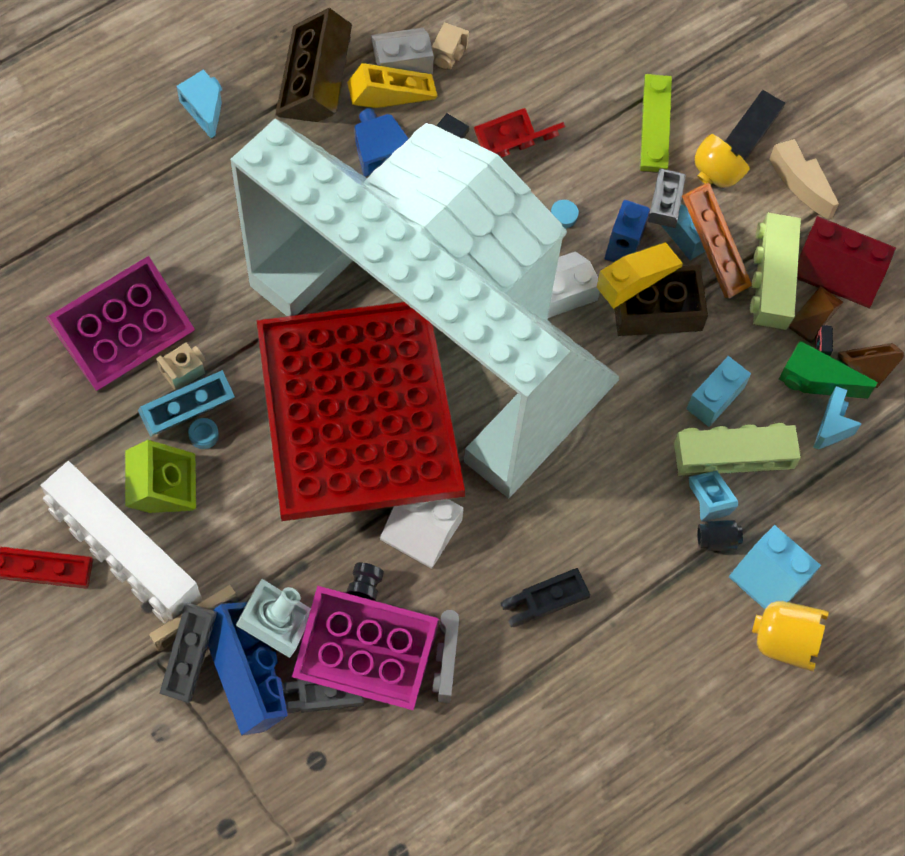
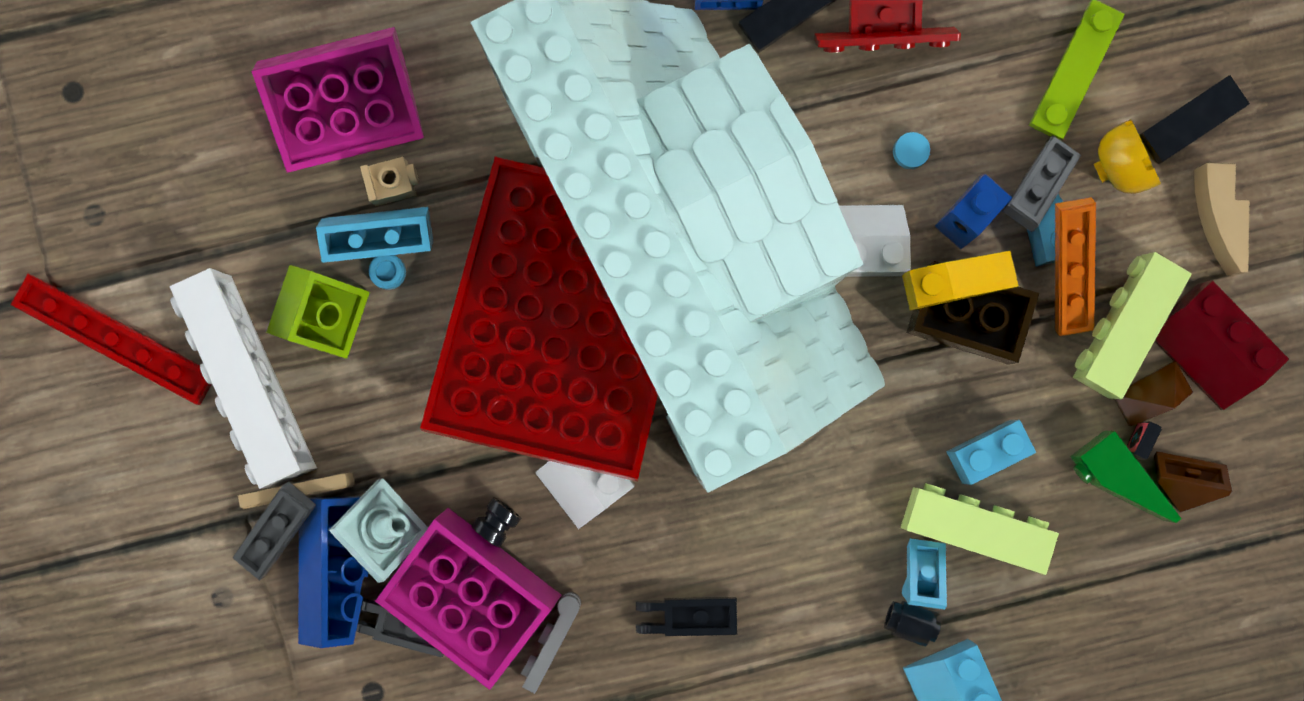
camera: 30 degrees right, 20 degrees up
(834, 424) = (1102, 542): medium azure slope -> none

